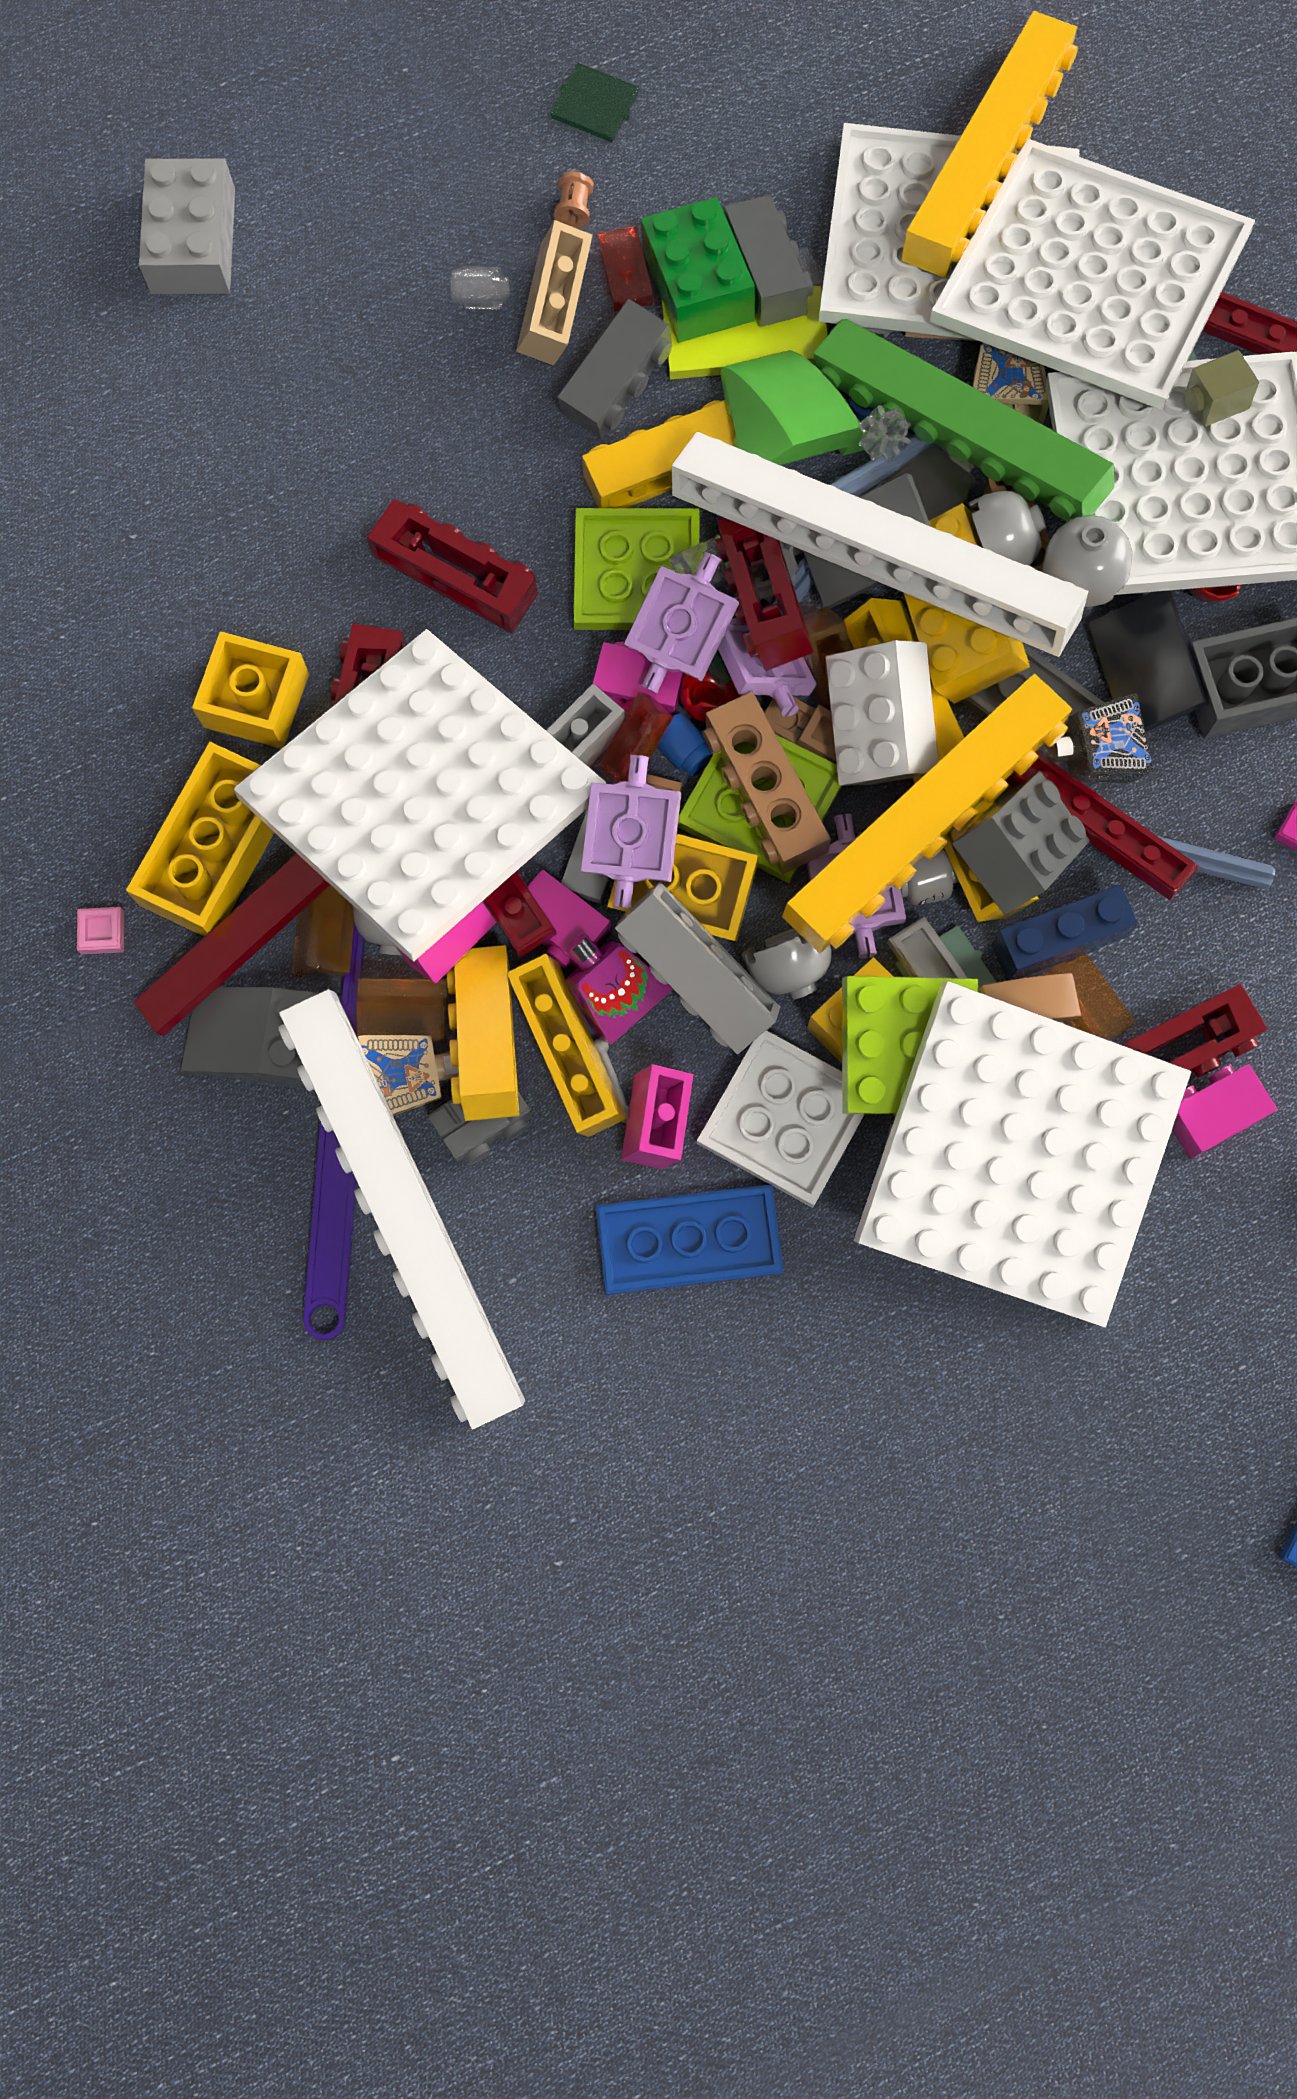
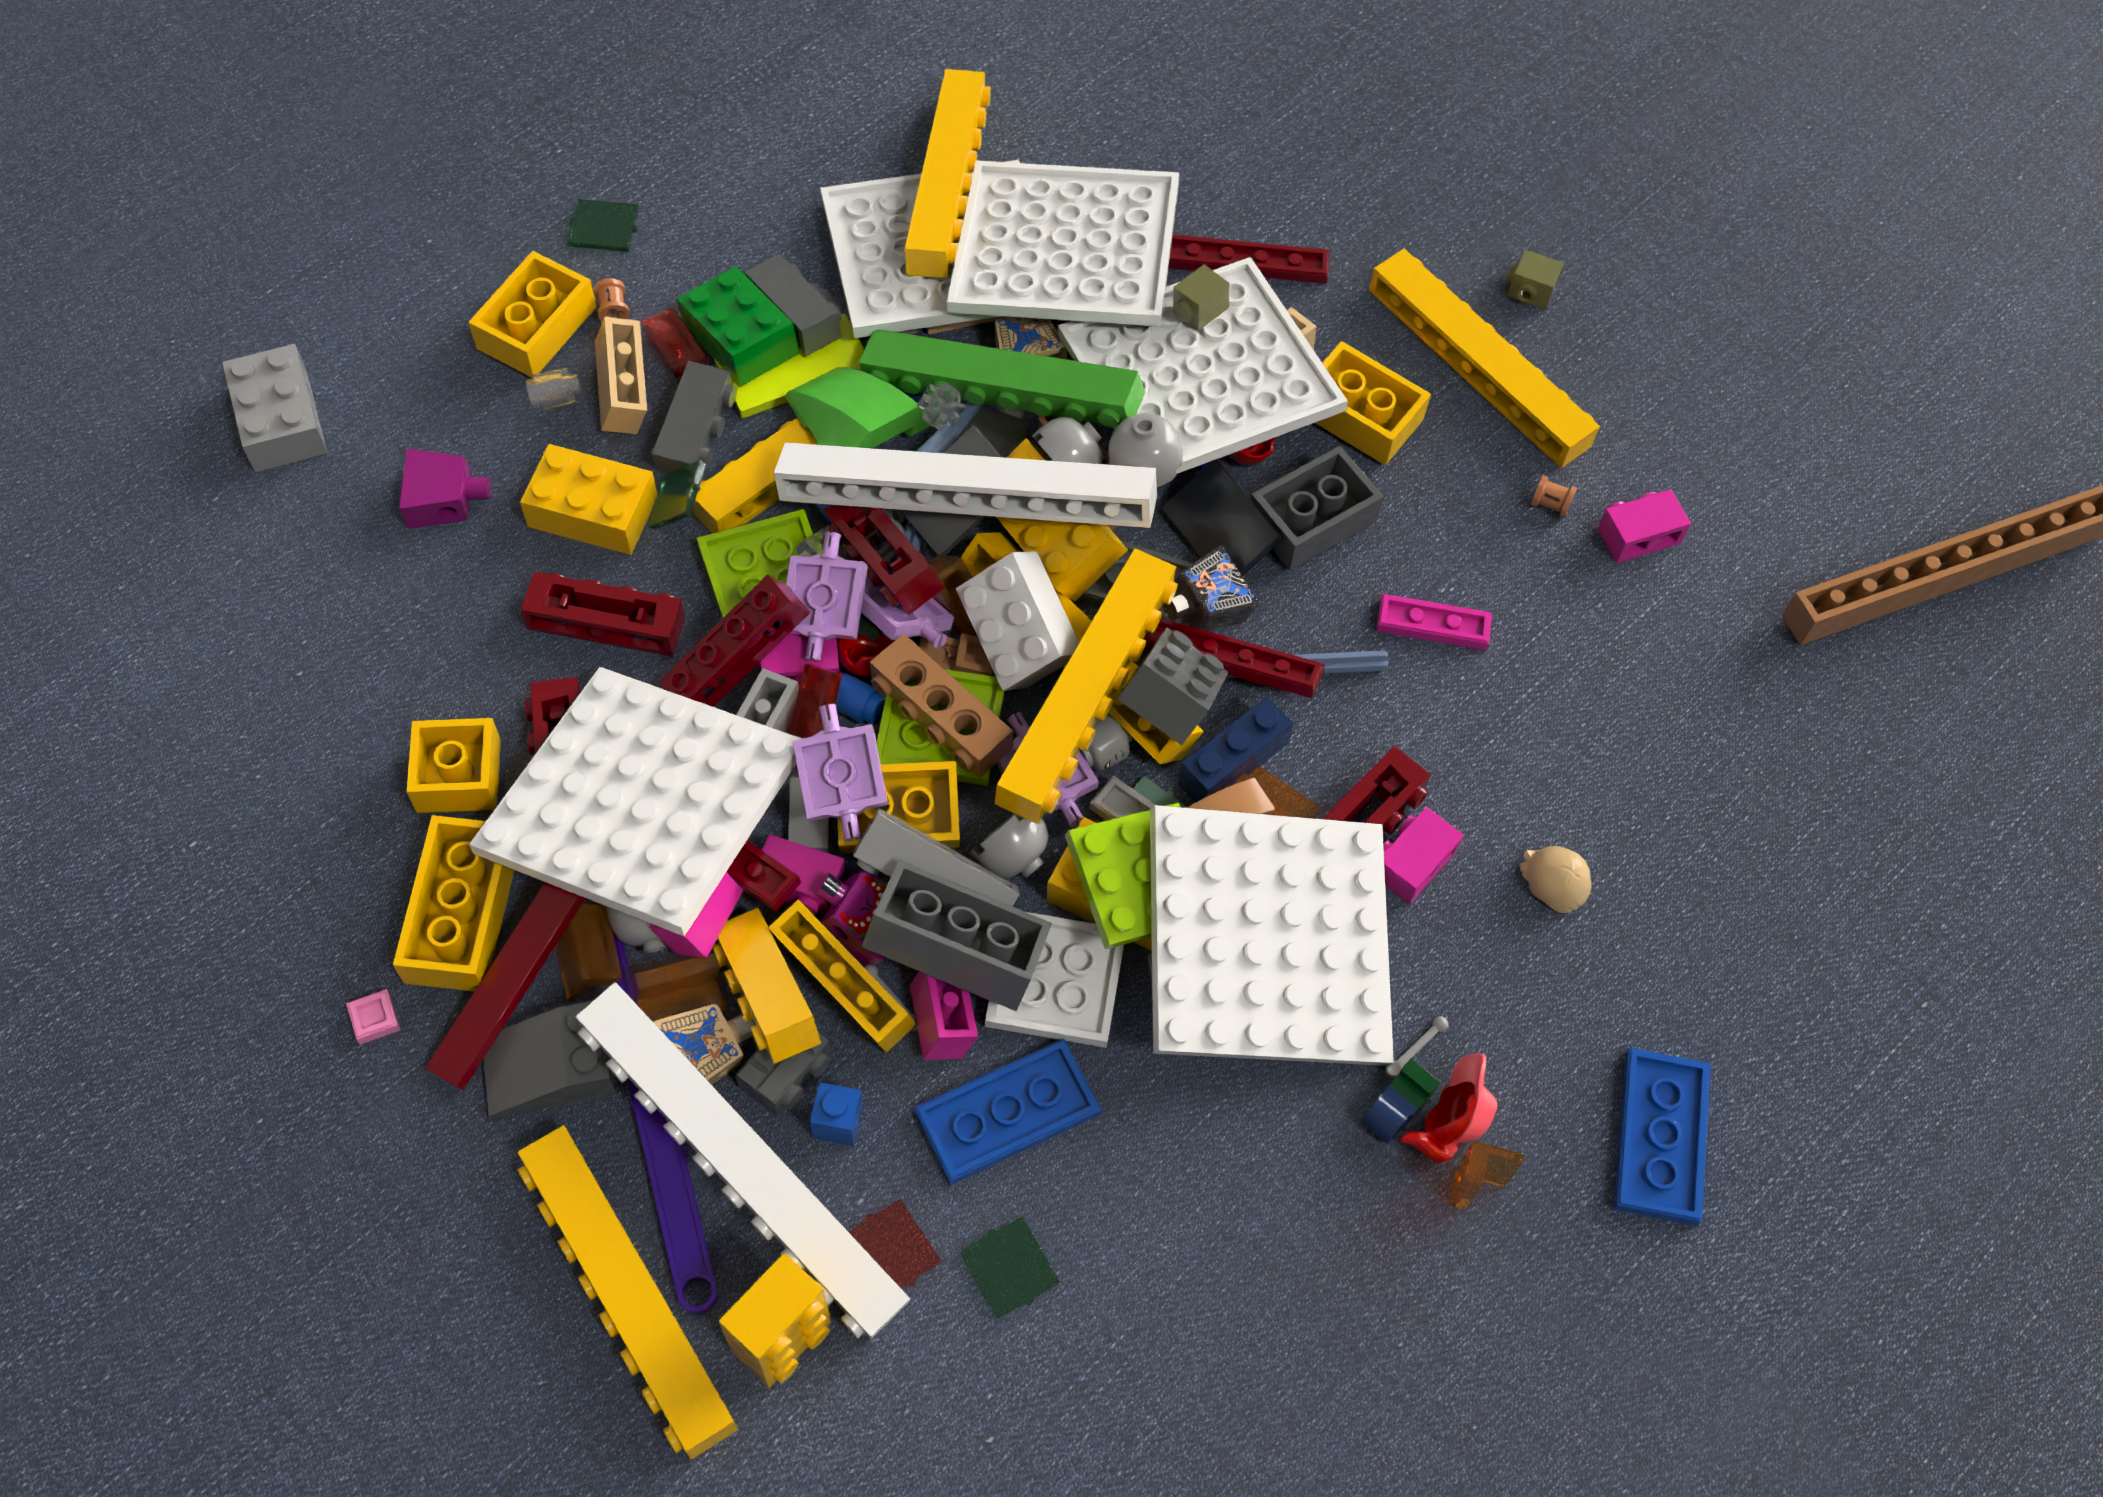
camera: 25 degrees left, 15 degrees down
(255, 1296) = (628, 1294): none -> yellow brick
(327, 370) = (438, 489): none -> magenta torso
(381, 1387) = (777, 1321): none -> yellow brick
(478, 429) = (589, 499): none -> yellow brick
(484, 192) = (533, 314): none -> yellow brick
(515, 1187) = (836, 1114): none -> blue brick
(530, 1338) = (896, 1244): none -> clear red piece
(570, 452) = (677, 495): none -> clear green piece
(573, 648) = (736, 643): none -> dark red brick
(636, 1400) = (1010, 1267): none -> clear green piece
(694, 1049) = (957, 935): none -> dark grey brick
(1096, 1371) = (1400, 1101): none -> leg
(1143, 1474) = (1479, 1165): none -> clear orange panel
(1154, 1407) = (1460, 1115): none -> hair
(1171, 1301) = (1439, 1023): none -> light grey hinge

